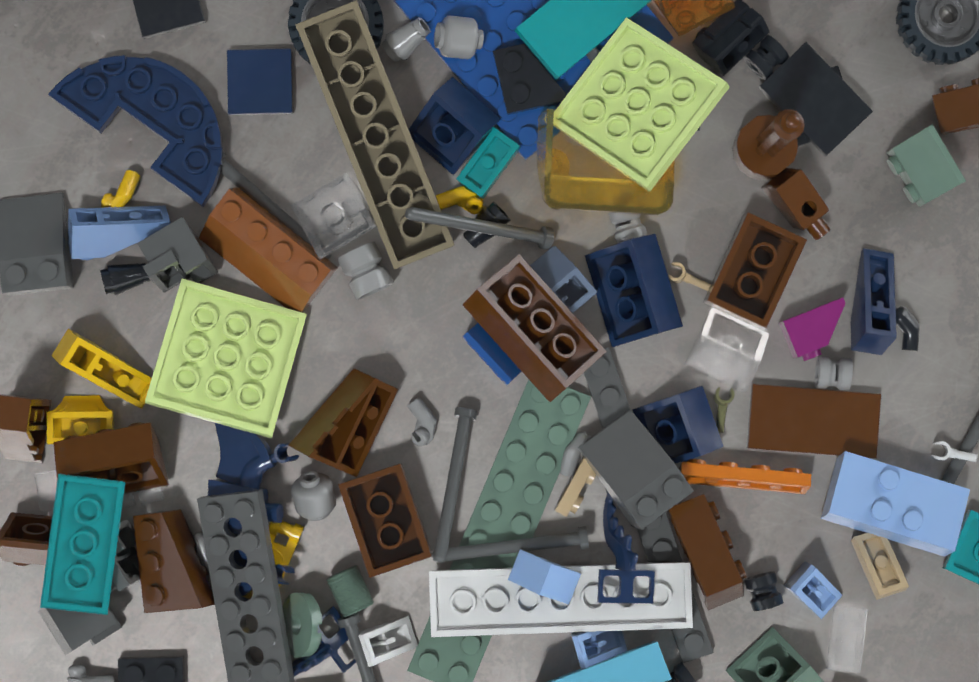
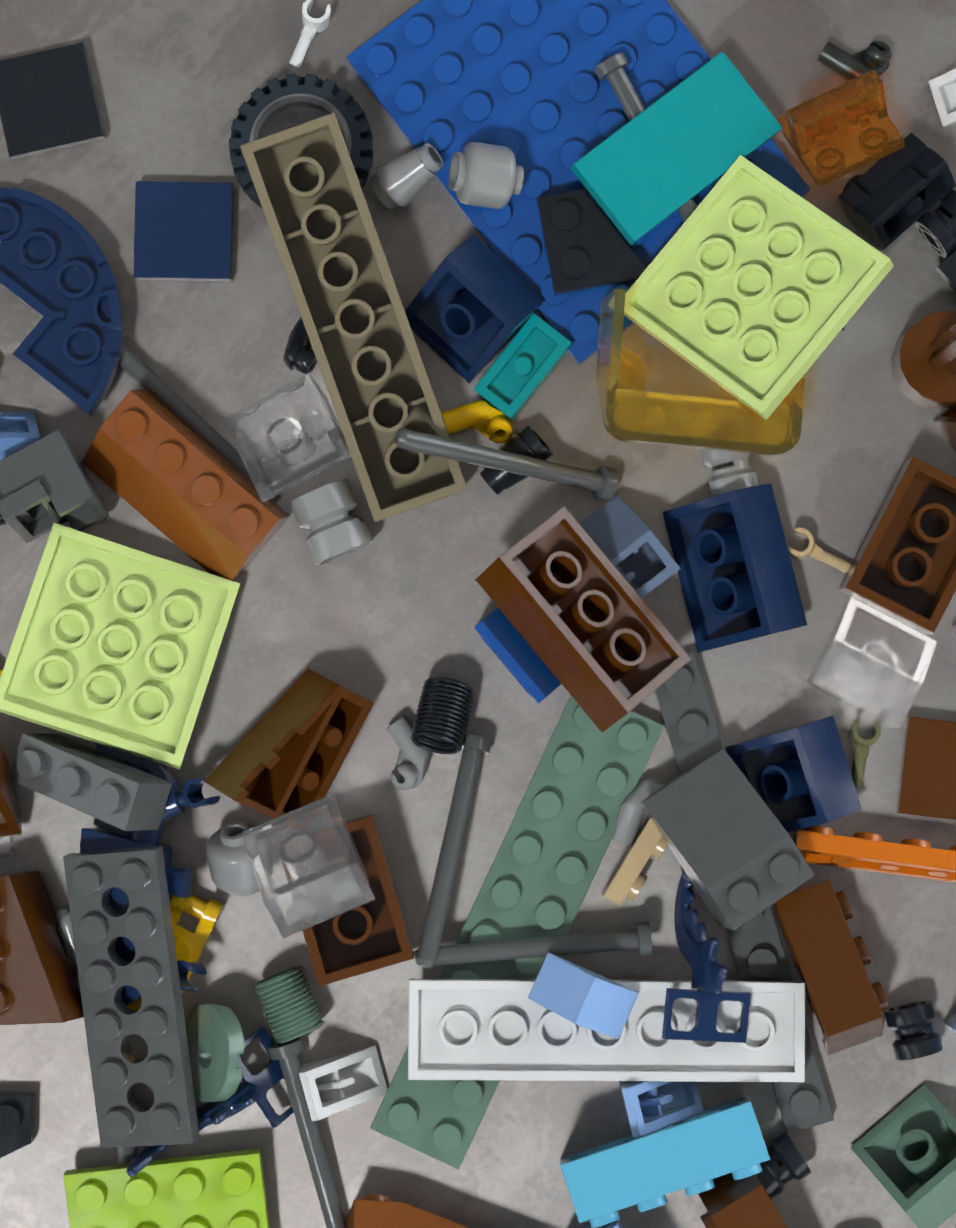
camera: 10 degrees right, 0 degrees up
(212, 448) = (90, 781): none -> dark grey brick
(338, 158) = (297, 350): none -> black arm
(359, 498) = (307, 866): none -> clear slope
(444, 395) = (442, 715): none -> black piece

